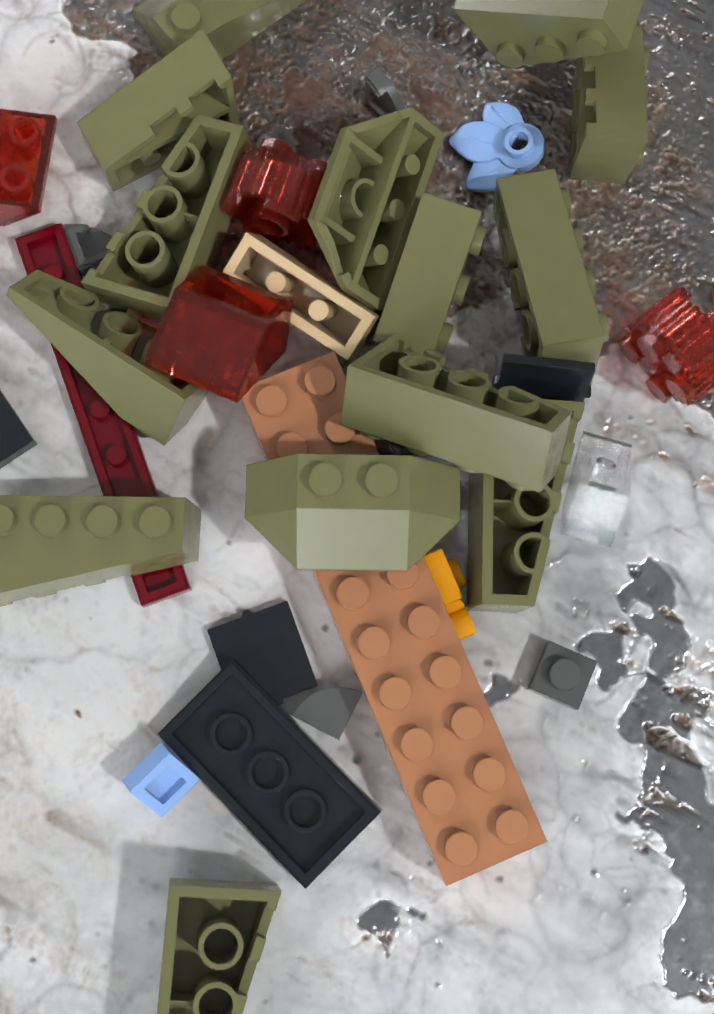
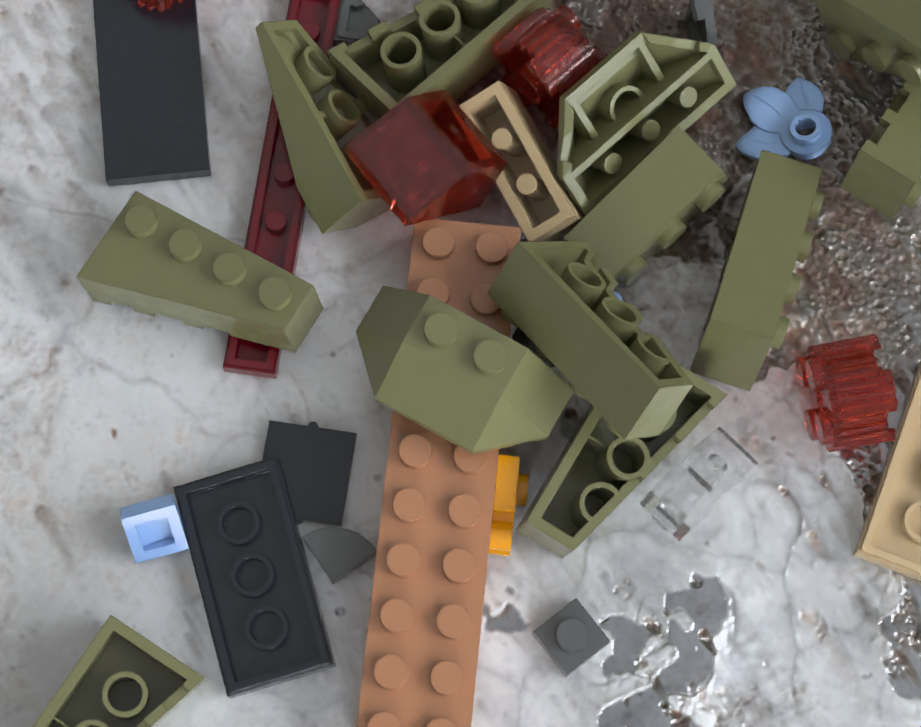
camera: 30 degrees right, 5 degrees down
(546, 377) = (704, 355): black piece -> none

